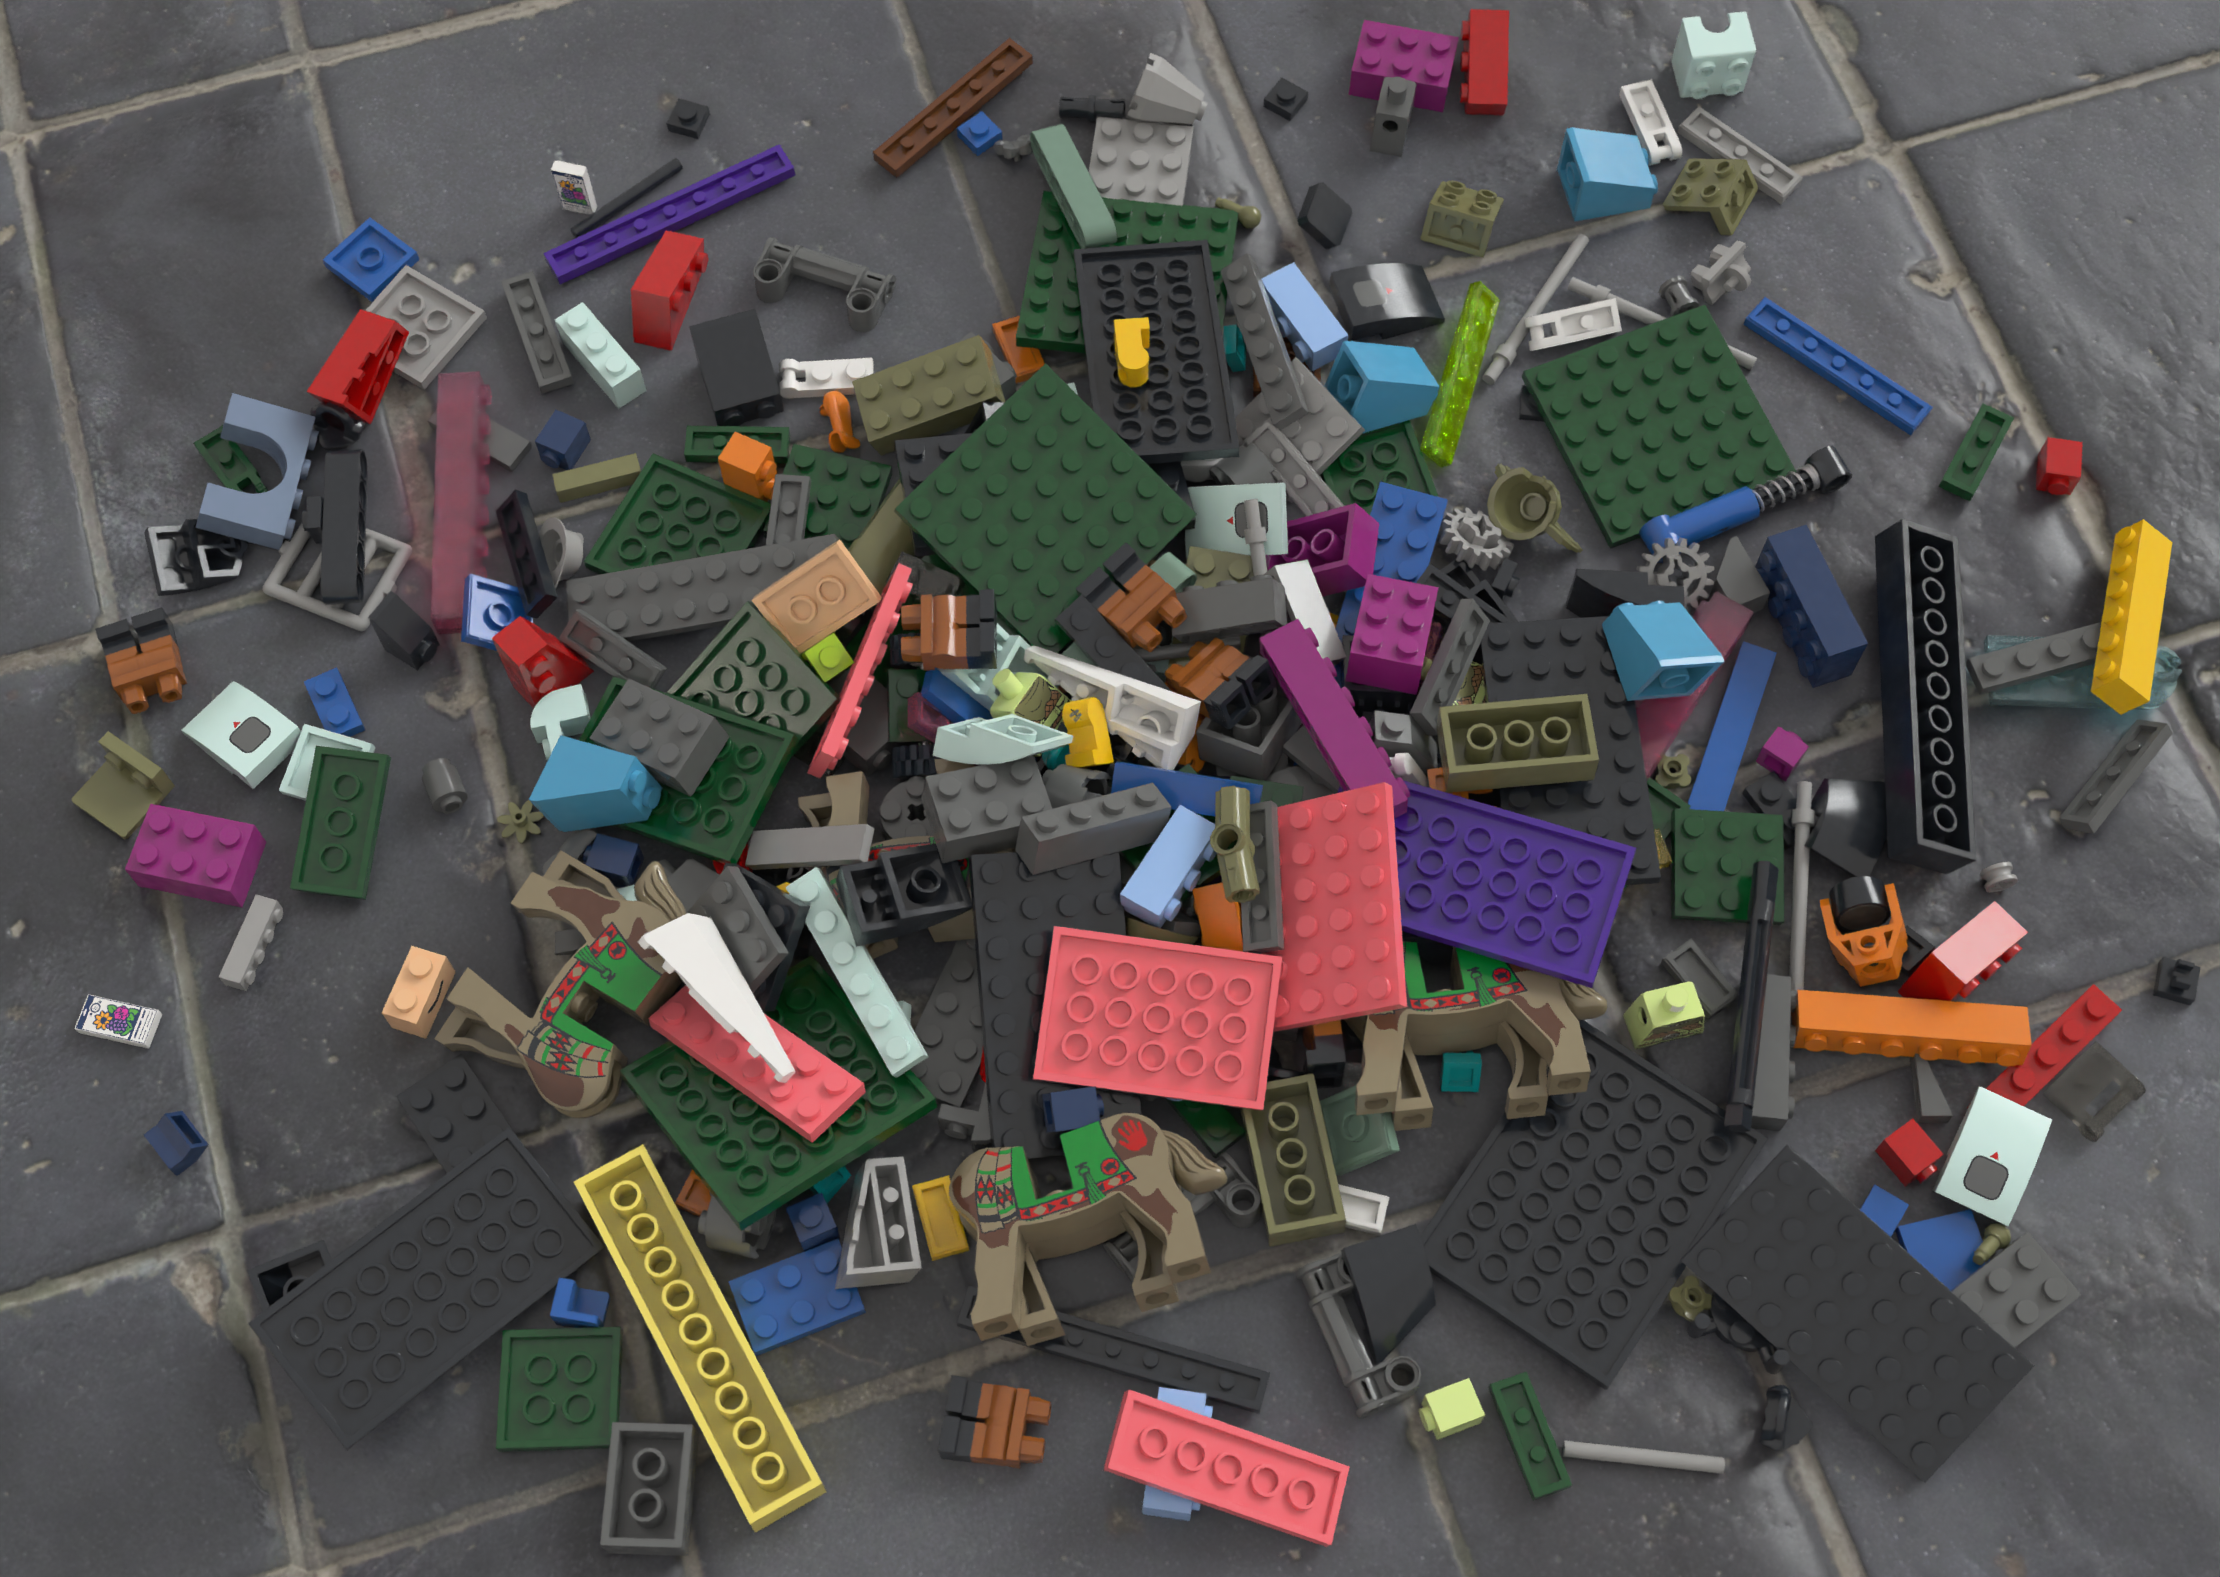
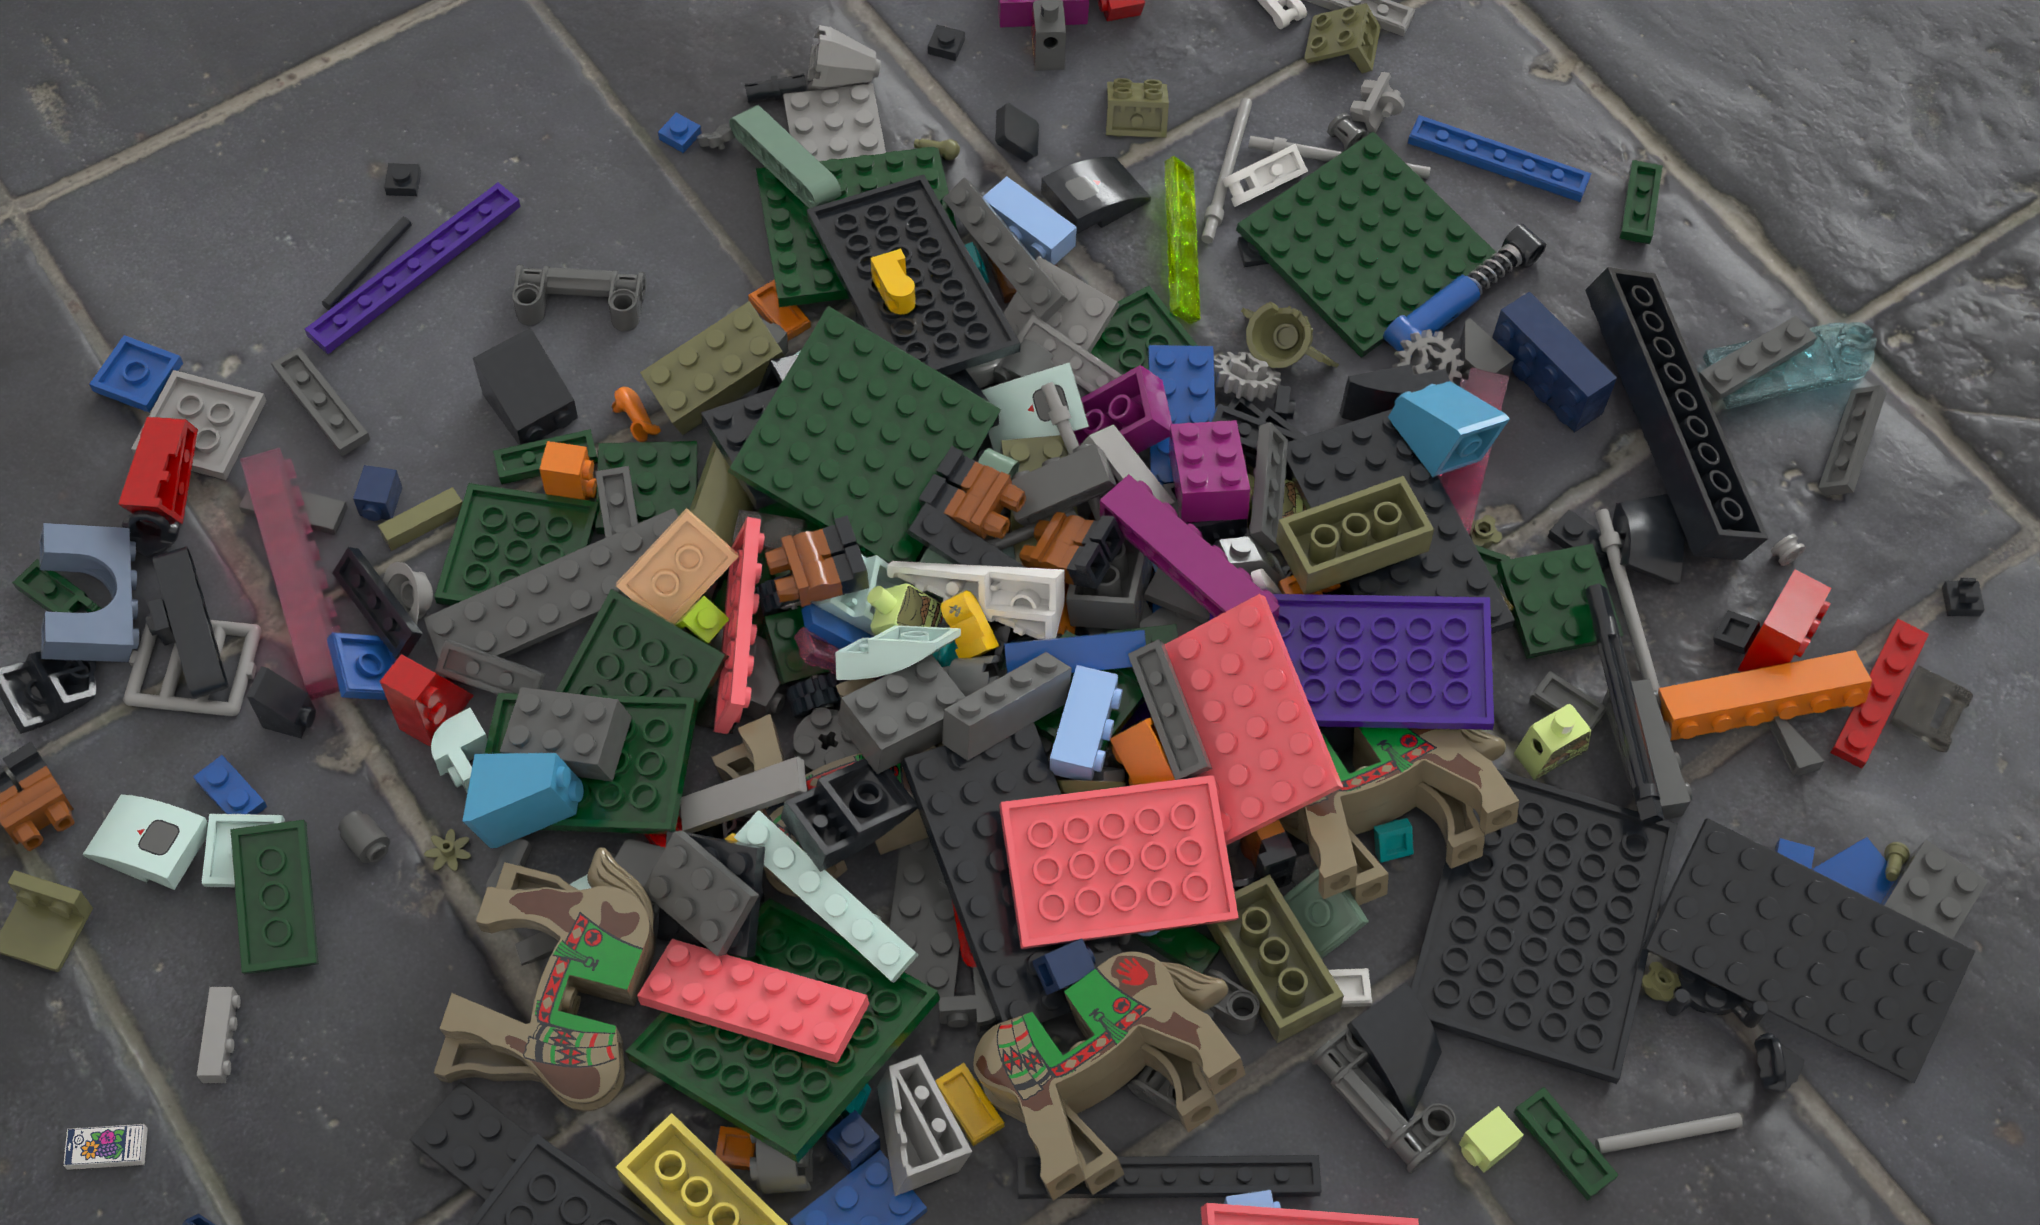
camera: 20 degrees left, 5 degrees down
(196, 855) = (137, 966): magenta brick -> none
(418, 992) = (401, 1035): light nougat brick -> none
(574, 187) = (317, 262): white tile -> none
(600, 355) = (389, 407): light aqua brick -> none
(614, 859) = (553, 857): dark blue brick -> none
(666, 289) = (434, 334): red wedge -> none
(710, 972) = (685, 929): white wedge -> none
(822, 376) = (606, 377): white plate -> none
(952, 107) = (648, 115): reddish brown plate -> none
(1233, 824) = (1147, 702): olive piece -> none
(1381, 383) = (1119, 261): dark azure slope -> none
(1604, 173) = (1247, 43): dark azure slope -> none
(1732, 728) = (1520, 483): blue tile -> none
(1782, 753) = (1571, 492): magenta plate -> none
(1862, 908) = (1684, 605): orange piece -> none
(1910, 1153) = (1800, 803): red brick -> none
(1992, 1156) = (1870, 786): light aqua slope -> none
(2059, 466) = (1713, 196): red brick -> none
(2131, 617) = (1821, 304): yellow brick -> none

